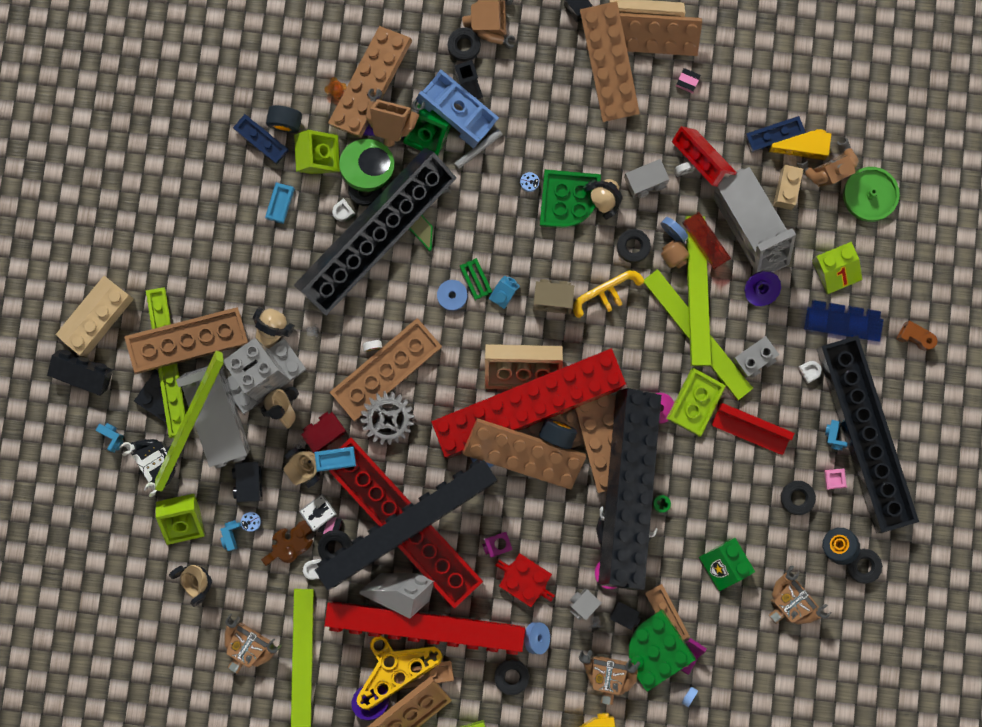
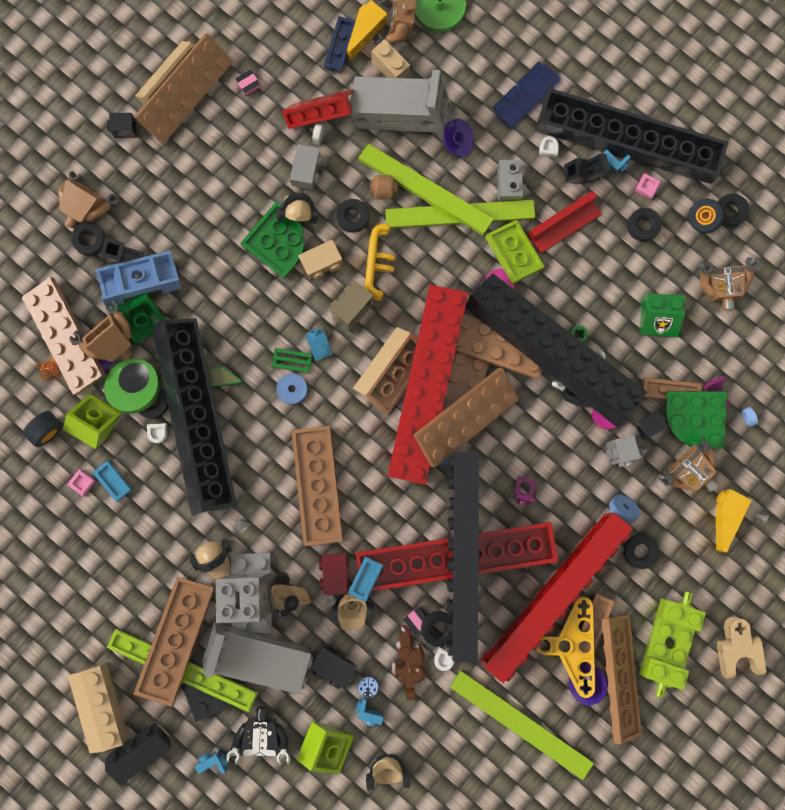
camera: 60 degrees left, 0 degrees up
(189, 420) = (247, 685): lime tile -> none
(246, 645) = (472, 761): torso -> none
(260, 139) = (46, 460): dark blue plate -> none
(262, 179) = (81, 482): none -> bright pink tile
(317, 512) = (398, 624): sticker -> none
(372, 346) = (289, 483): white tile -> none
(382, 423) = (342, 513): light grey gear -> none
(400, 592) = (513, 599): light grey slope -> none
(480, 147) = (184, 285): light grey bar -> none
(525, 580) = (568, 487): red plate -> none
(529, 182) = (241, 263): light blue tile -> none
(558, 433) = (468, 378): black wheel -> none
(576, 245) = (321, 260): none -> tan brick
(609, 61) = (187, 129): medium nougat plate -> none
(674, 229) = (363, 173): medium blue piece -> none
(706, 240) = (389, 154): clear red plate -> none
(809, 415) = (586, 171): none -> black brick
(838, 268) = (481, 69): lime slope -> none
(921, 337) = (575, 46): dark orange leg -> none

